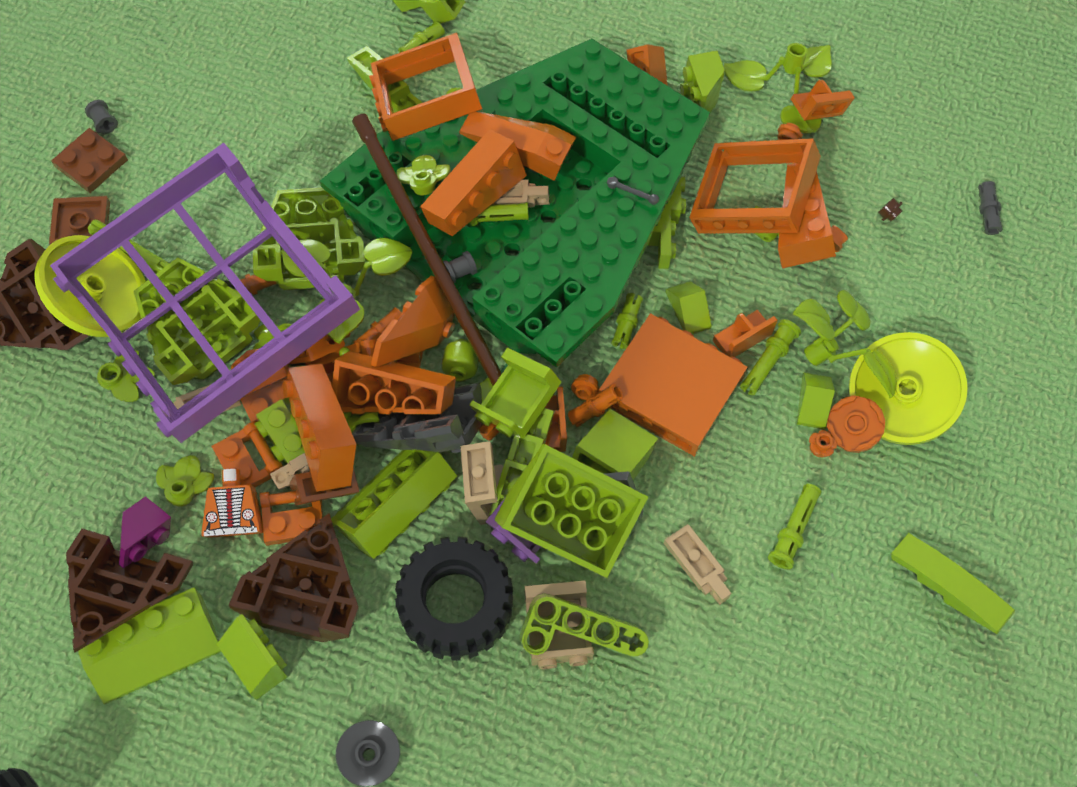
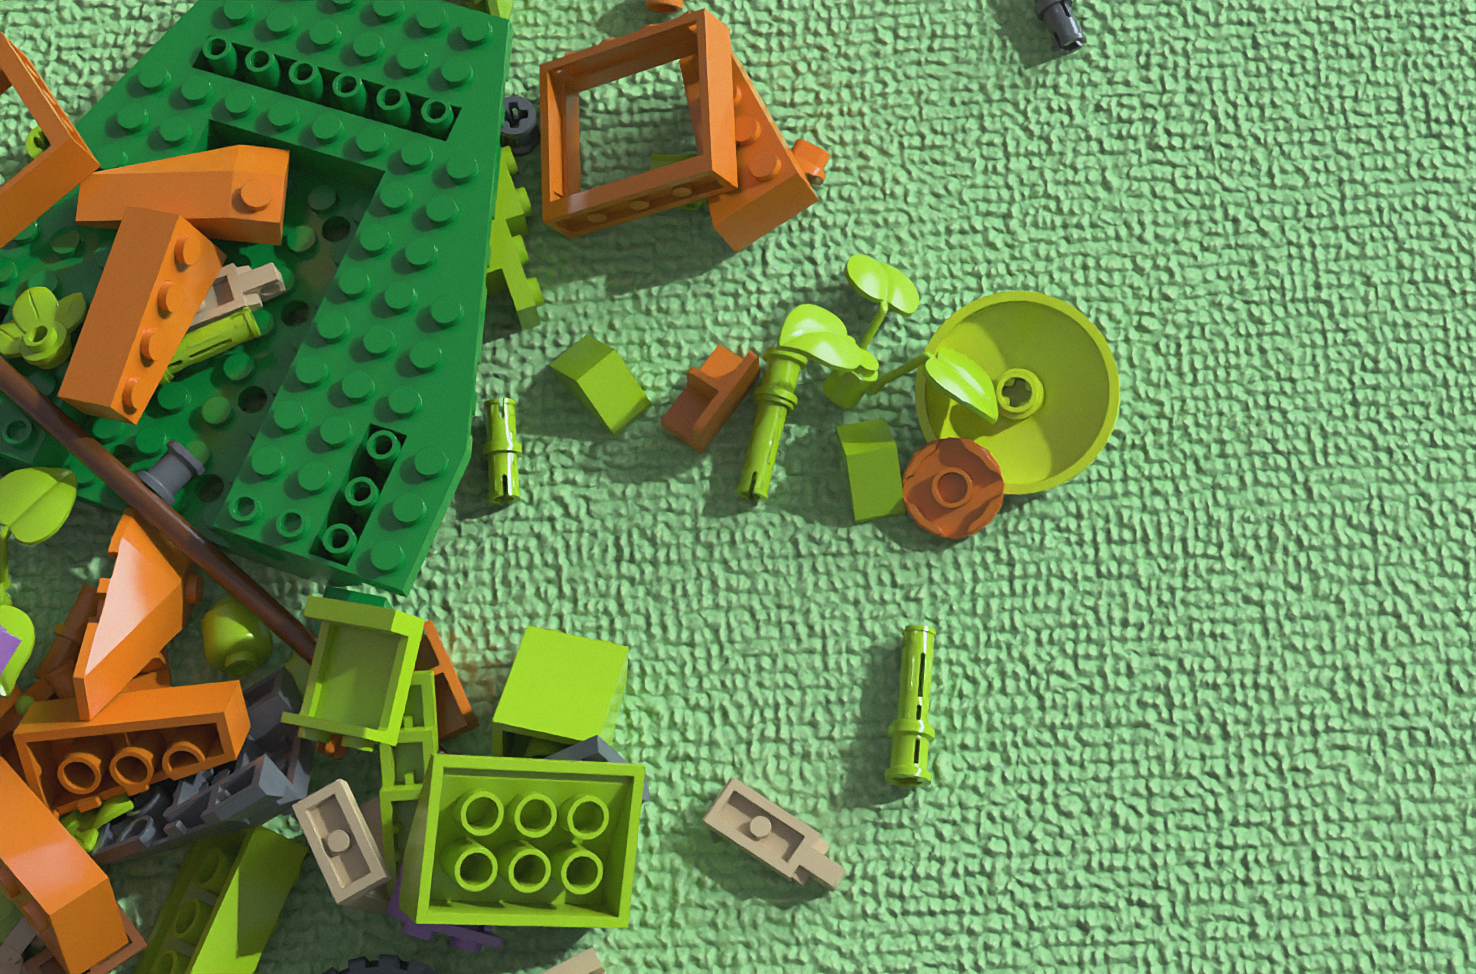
camera: 15 degrees left, 5 degrees up
(584, 386) = (472, 600): orange plate -> none
(595, 405) = (500, 629): orange pin -> none
(612, 183) = (385, 221): dark grey hinge -> none
(673, 383) = (617, 535): orange panel -> none
(695, 170) = (527, 131): none -> dark grey bush
(822, 450) = (903, 554): orange plate -> none
(890, 210) = (886, 73): reddish brown plate -> none
(954, 583) = (1200, 704): lime slope -> none

